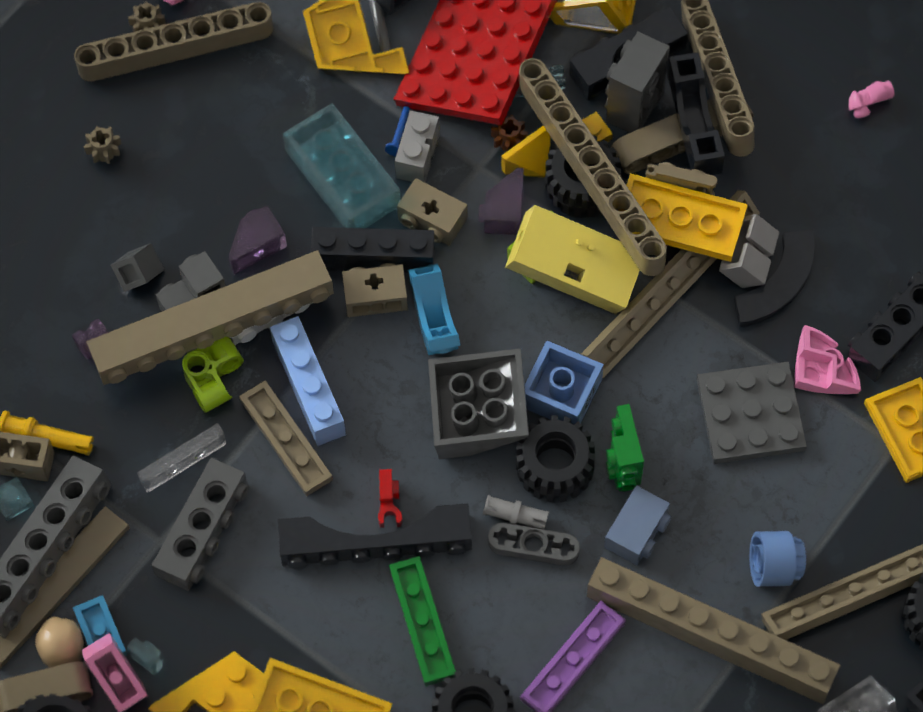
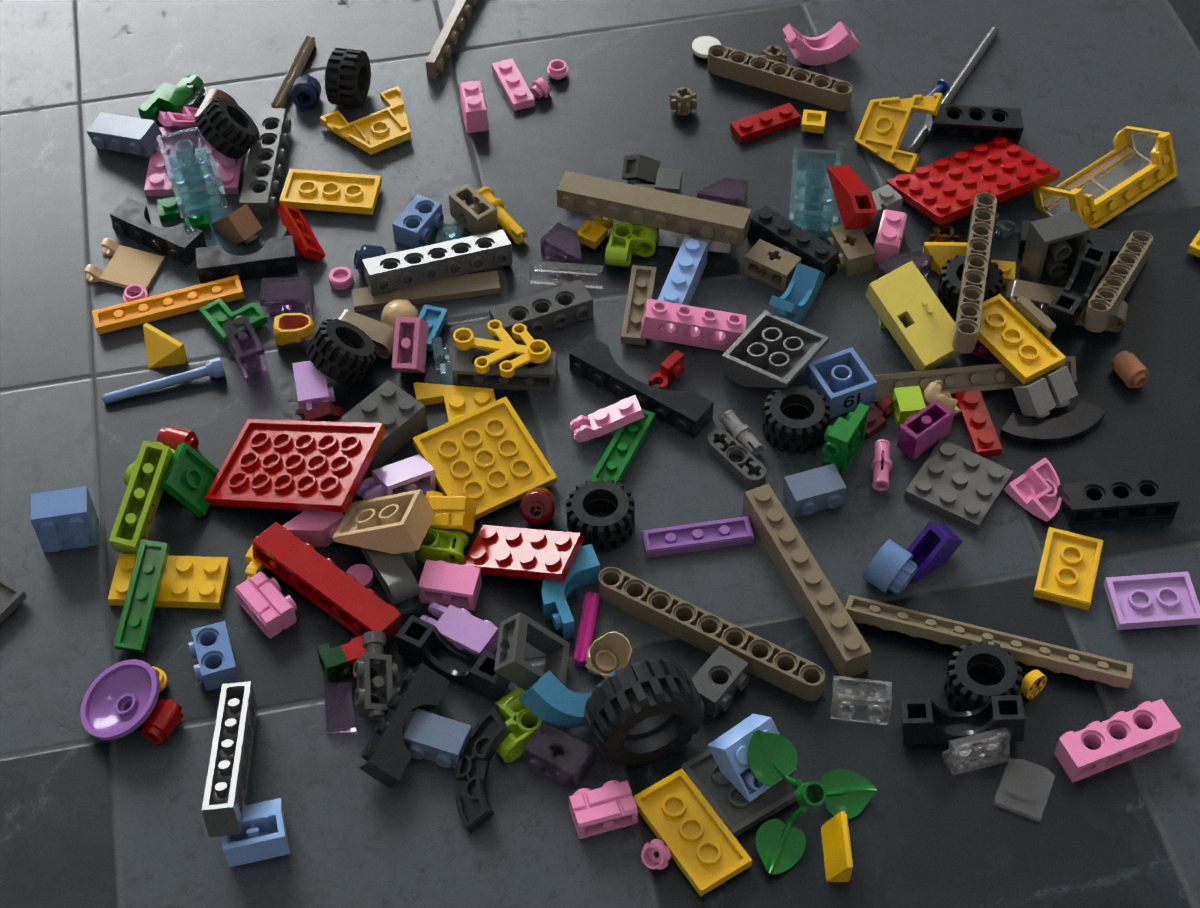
camera: 40 degrees right, 15 degrees down
(58, 51) = (702, 44): none -> white piece
(150, 427) = (561, 245): none -> clear purple slope
(160, 385) = (594, 232): none -> yellow plate
(207, 109) = (765, 122): none -> red plate
(216, 600) = (533, 350): none -> yellow plant
(220, 636) = (527, 377): none -> dark grey brick
(257, 73) = (813, 121): none -> yellow plate
(369, 427) = (691, 325): none -> bright pink brick
(381, 599) = (606, 419): none -> bright pink hinge
(398, 157) = (852, 197): none -> red slope
(459, 170) = (889, 235): none -> bright pink brick
(614, 397) = (877, 416): none -> dark red plate
(642, 362) = (906, 403): none -> lime brick
(666, 335) = (934, 392): none -> tan hair
(670, 447) = (881, 477): none -> bright pink pin
(681, 380) = (924, 429): none -> magenta brick
(712, 330) = (978, 424): none -> red plate
(791, 504) = (932, 548): none -> dark purple slope
(798, 165) = (1130, 369): none -> nougat brick

